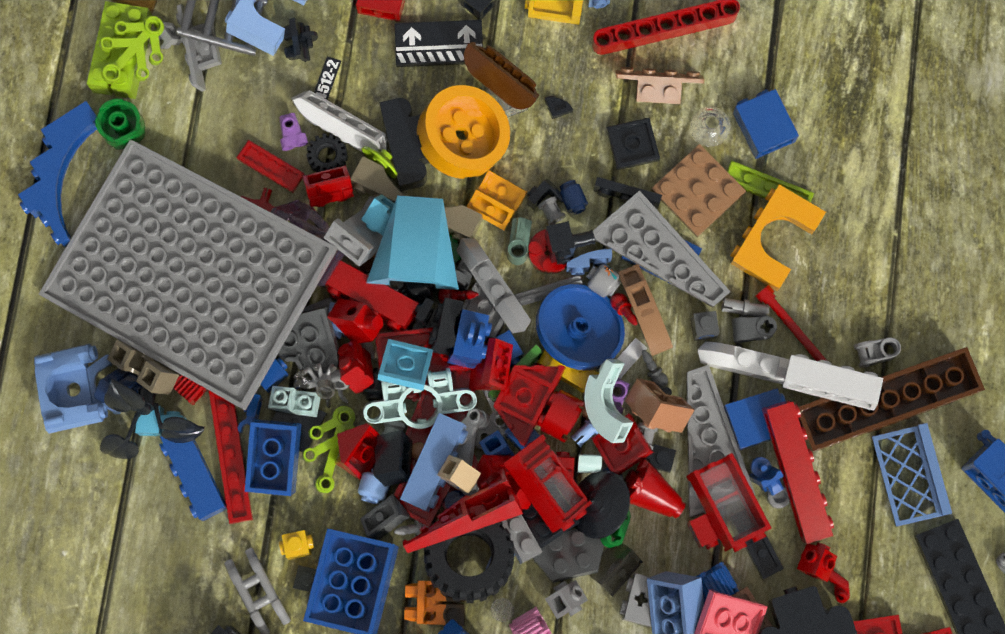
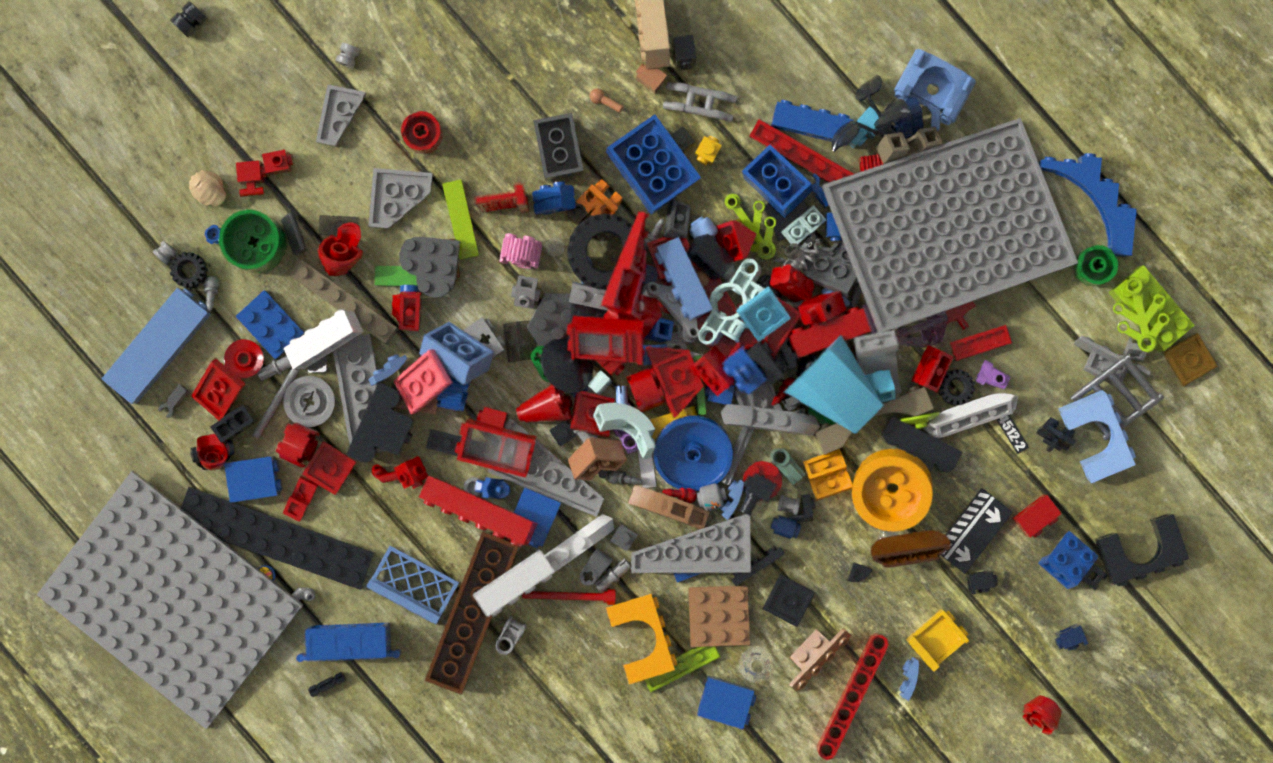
camera: 130 degrees right, 10 degrees up
(459, 474) = (661, 287): tan brick -> none

